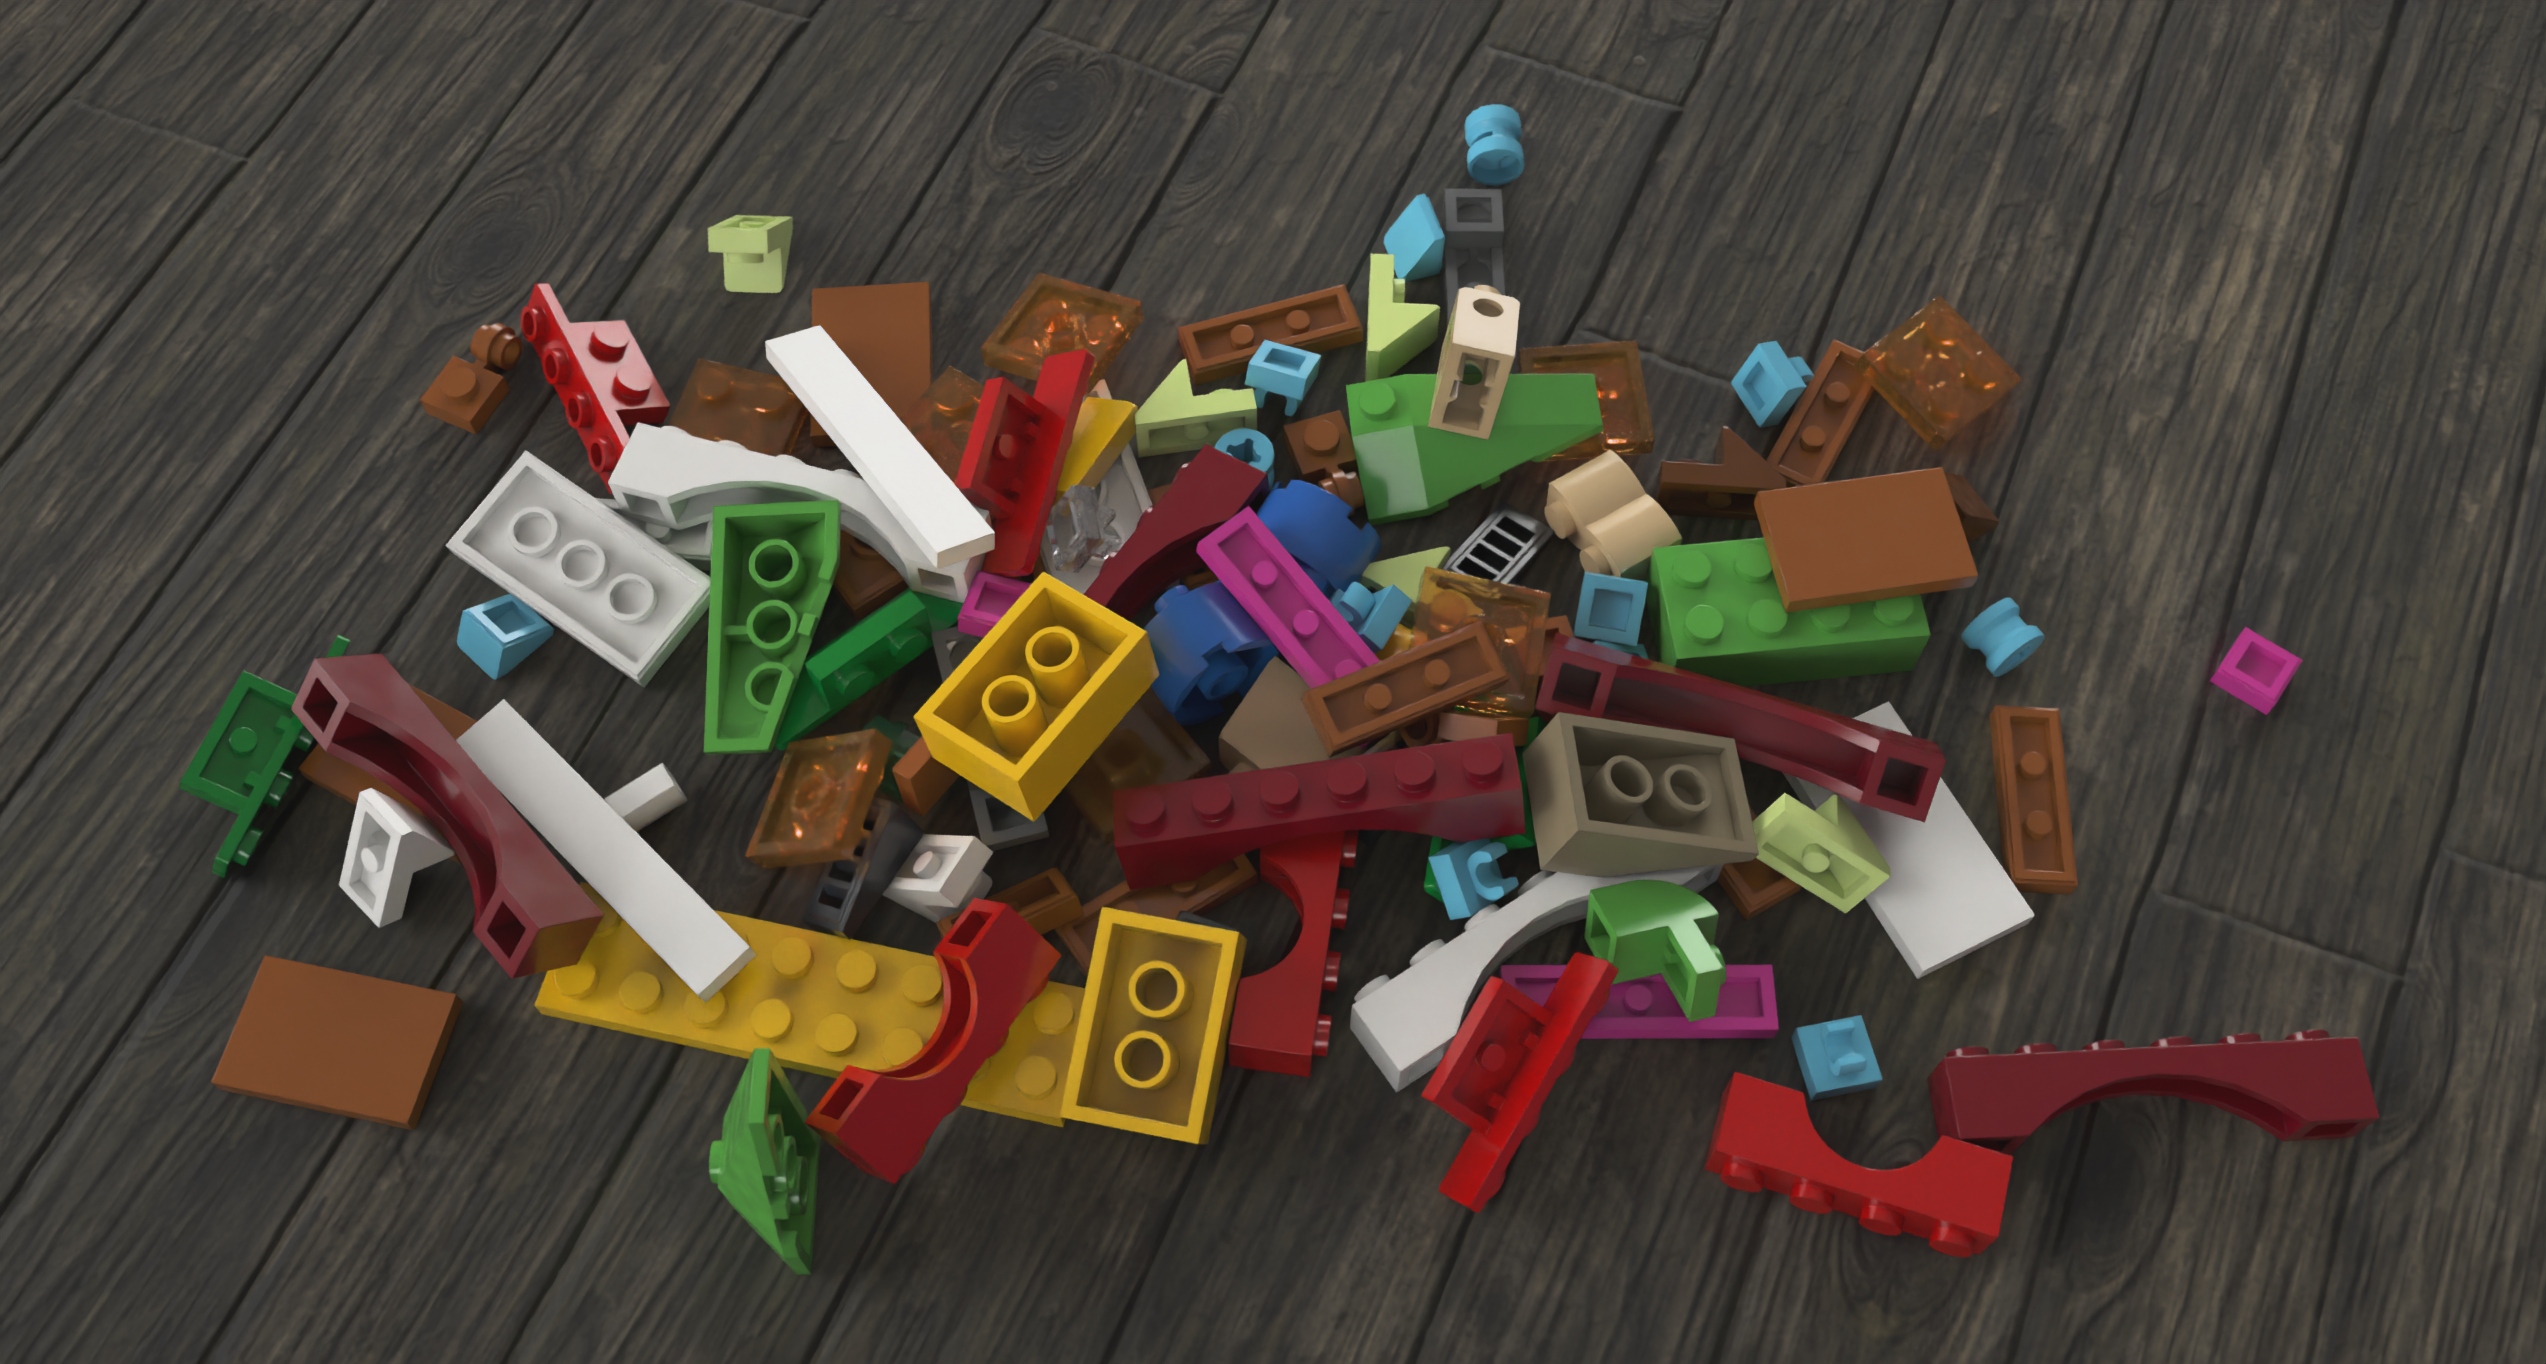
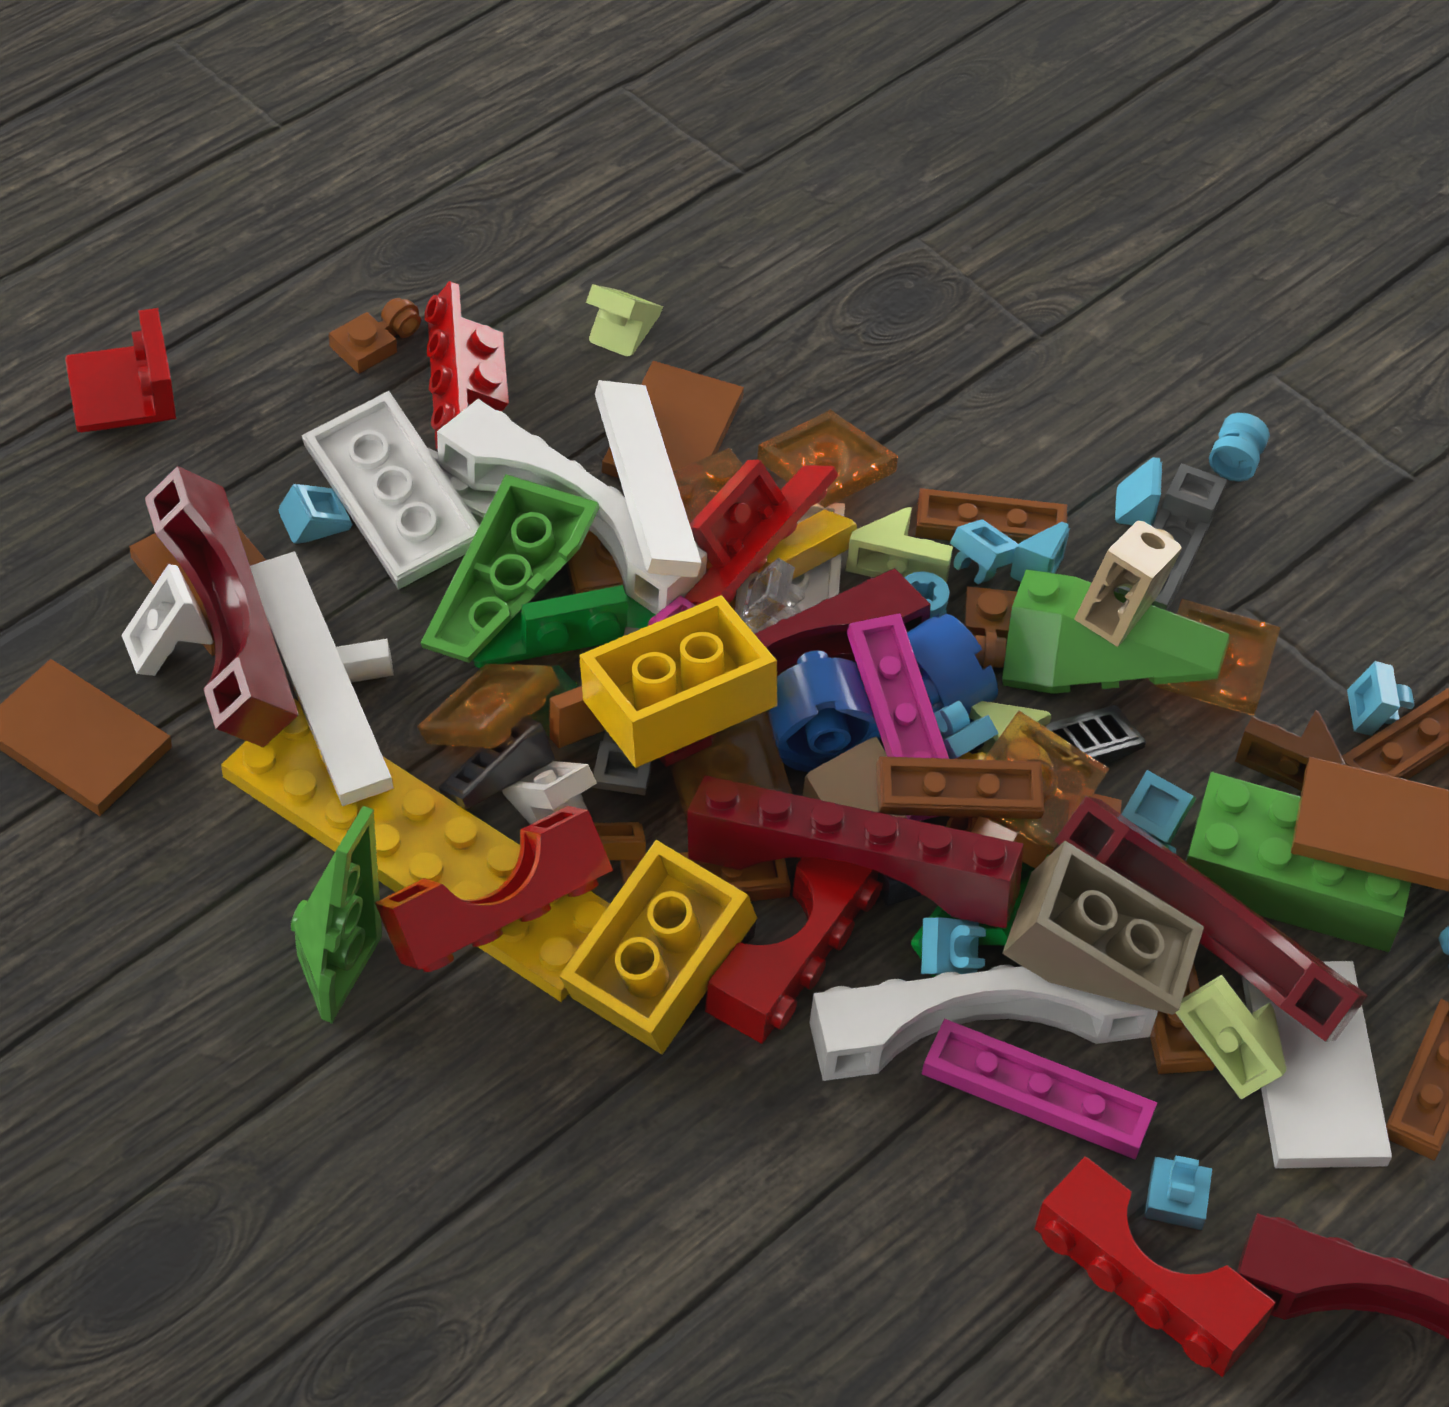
camera: 20 degrees right, 10 degrees down
(196, 560) = (123, 383): none -> red bracket
(246, 758) = (96, 526): green bracket -> none
(740, 407) = (561, 422): clear orange plate -> none
(1345, 357) = (1041, 552): none -> medium azure slope
(1394, 328) = (1088, 538): yellowish green slope -> none
(1506, 1068) = (909, 1078): red bracket -> none
(1609, 517) = (1190, 742): tan brick -> none
(1658, 930) = (1072, 1037): bright green brick -> none

